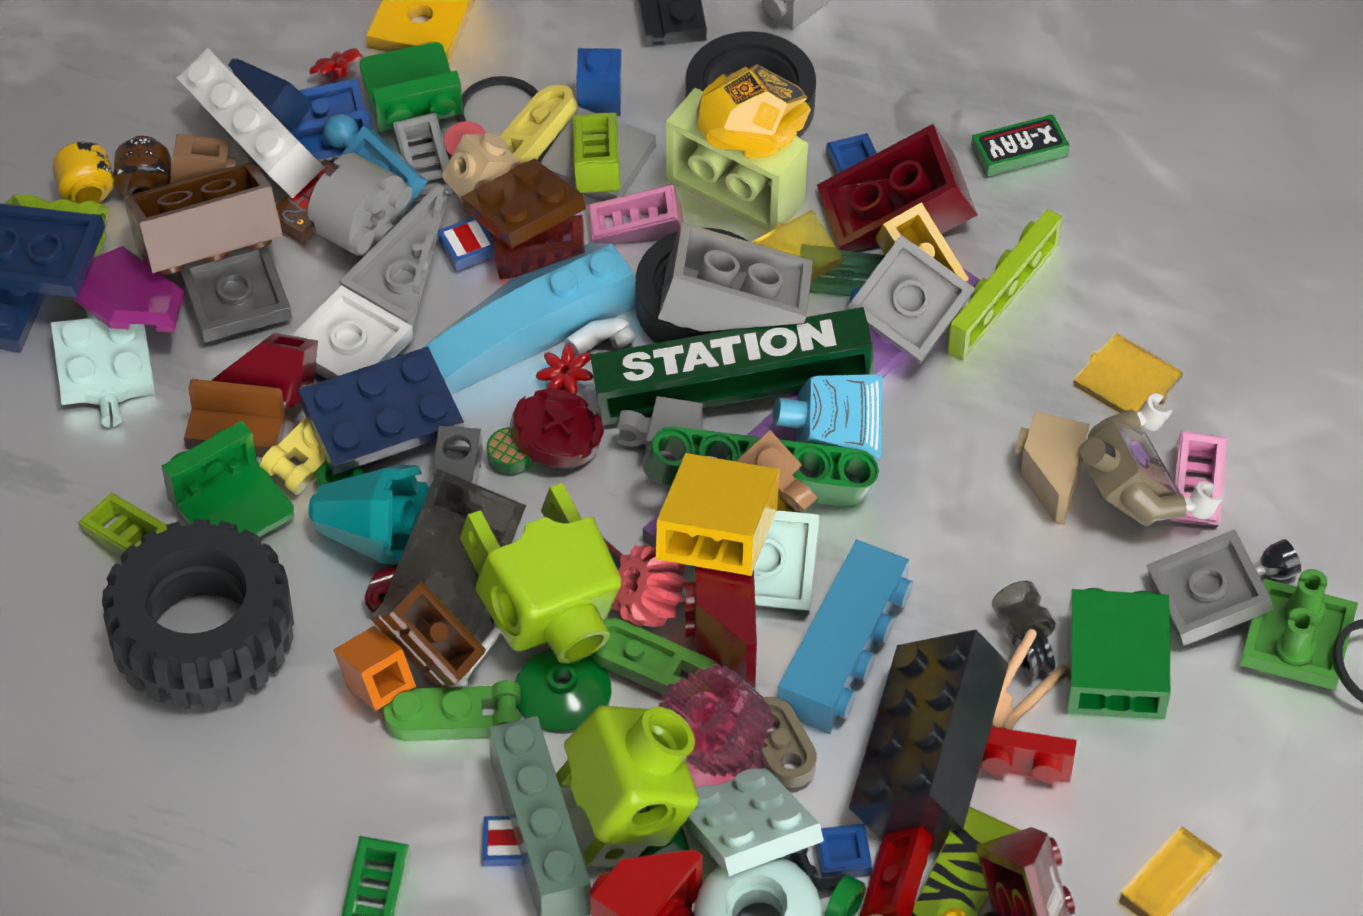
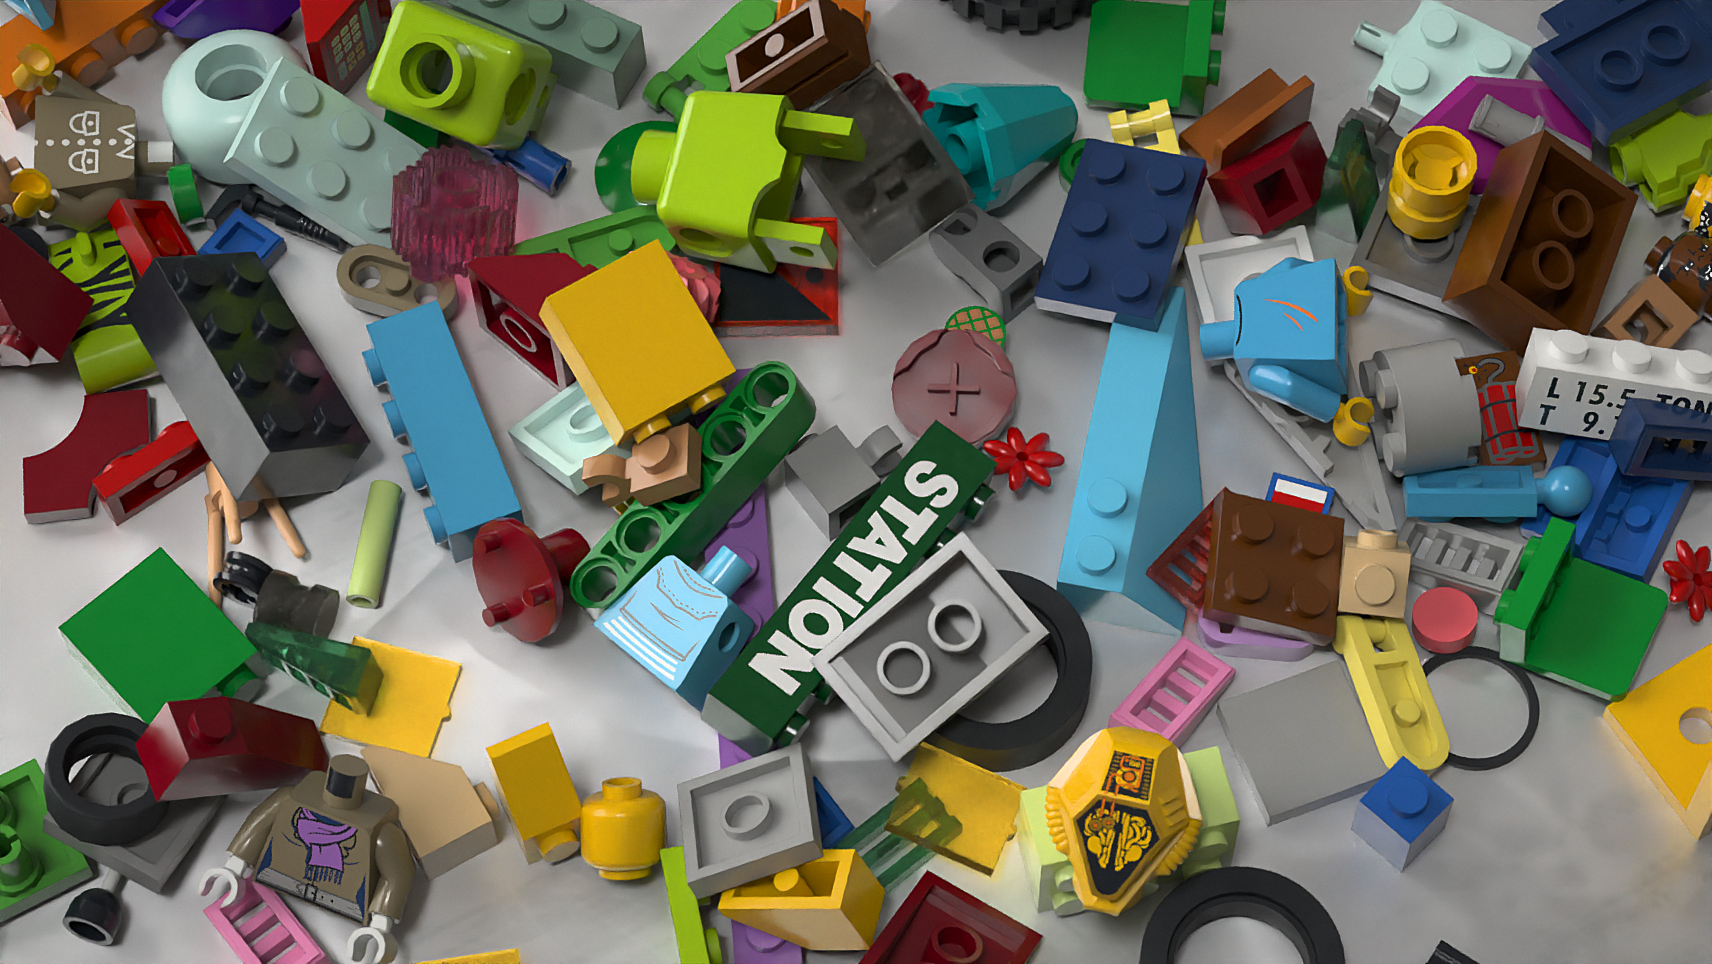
camera: 135 degrees right, 10 degrees up
(130, 267) = (1509, 126): none -> light grey axle
(192, 345) = (1380, 135): none -> flat silver plate
(210, 279) = (1431, 182): none -> yellow wheel
(239, 328) = (1348, 186): none -> clear green slope
(373, 275) = (1294, 340): none -> dark azure torso
(596, 154) = (1283, 739): lime slope -> none
(599, 330) = (1041, 539): white arm -> none
(885, 513) = (524, 575): none -> dark red piece
(947, 618) = (374, 544): none -> yellowish green piece
(969, 365) = (623, 829): none -> yellow head
(995, 415) = (537, 794): none -> yellow slope
(1015, 545) = (408, 704): none -> clear yellow piece
(1038, 561) = (326, 665): none -> clear green slope
(1074, 808) = (60, 479): none -> dark red tile
(1143, 535) = (227, 748): none -> dark red slope
(1227, 612) = (88, 820): none -> black tyre

